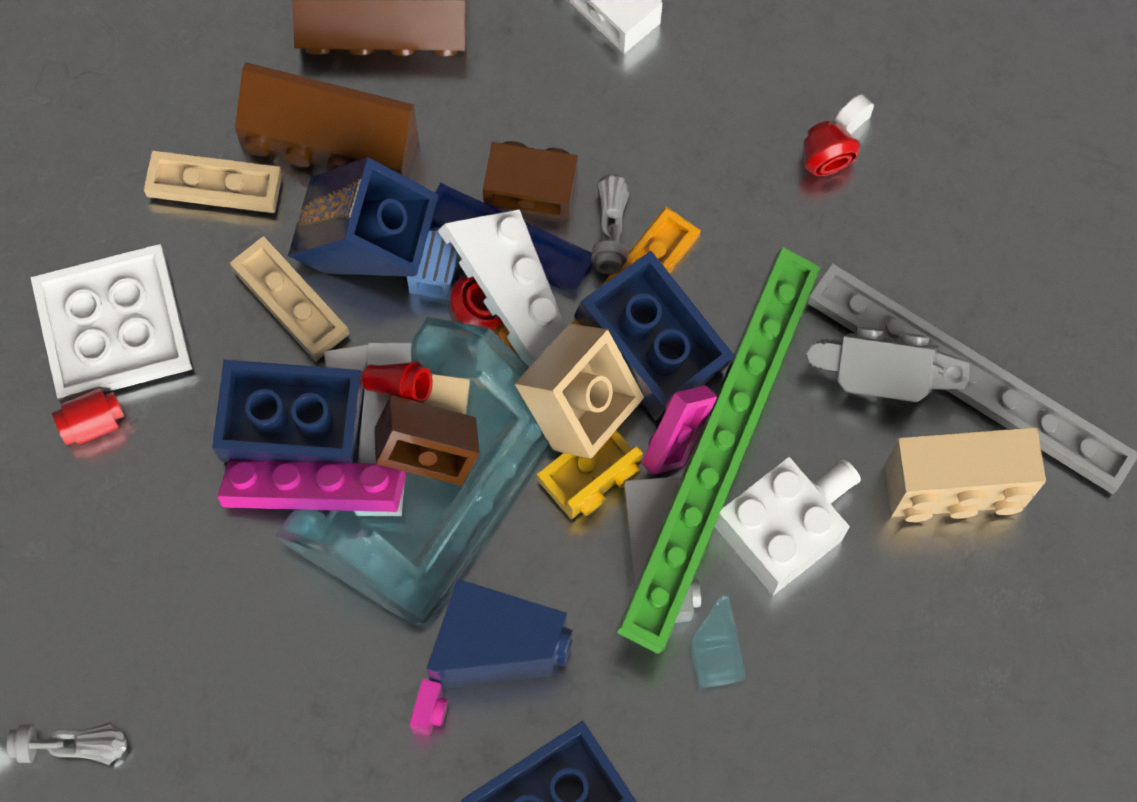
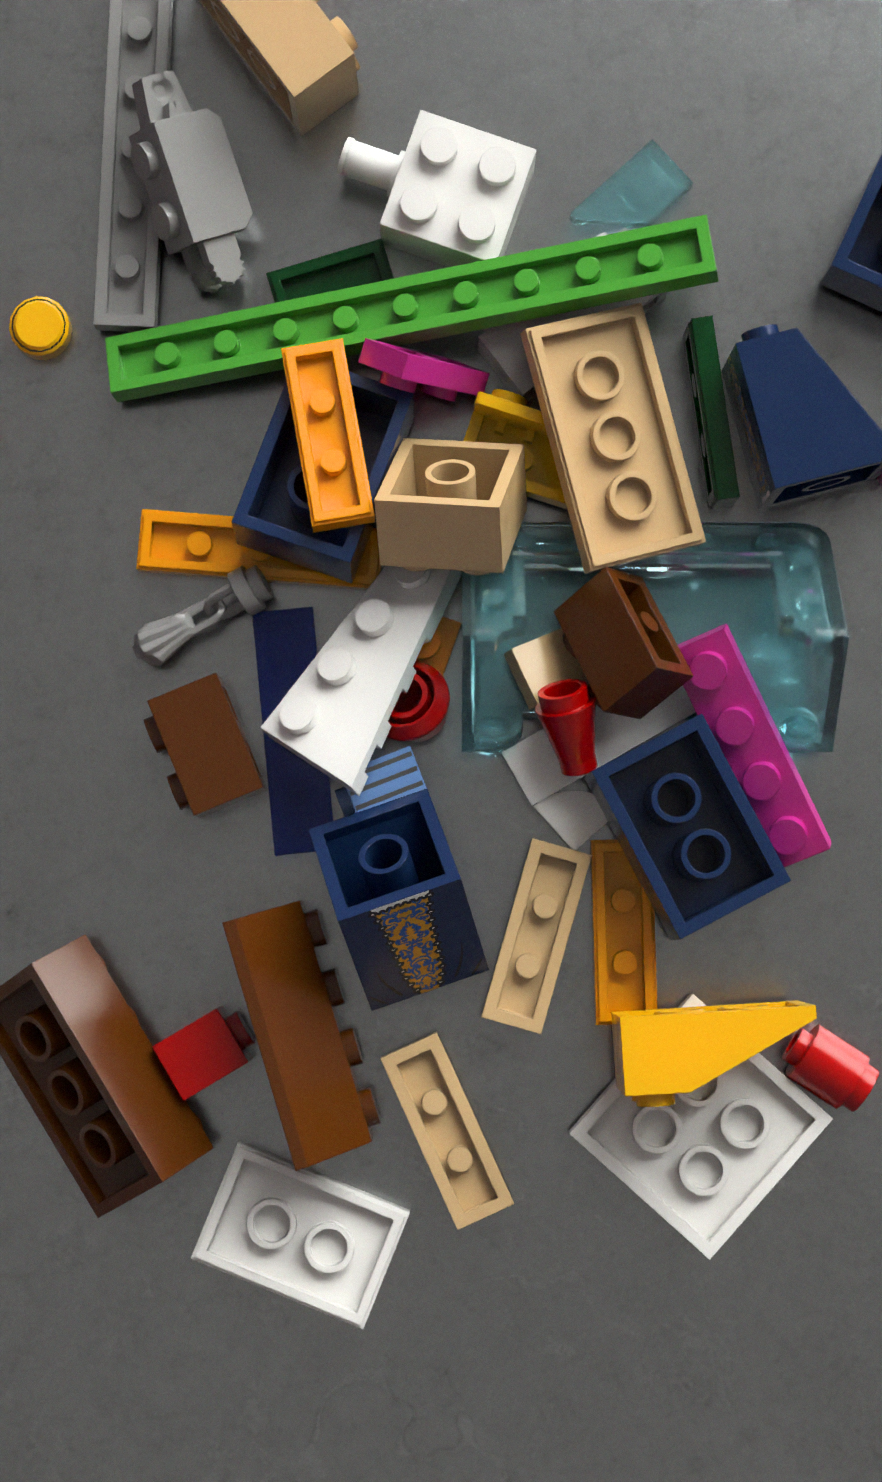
camera: 120 degrees left, 15 degrees up
(159, 324) = (689, 1046): none -> yellow slope
(203, 76) = (300, 1234): none -> white tile
(236, 339) = (620, 935): none -> light orange tile
(354, 66) = (205, 1051): none -> red brick
(559, 513) = (613, 437): none -> tan tile
(579, 615) = (711, 413): none -> dark green tile
(670, 337) = (328, 435): none -> light orange tile
(775, 426) = (332, 272): none -> dark green tile
(851, 239) = (40, 328): none -> yellow piece

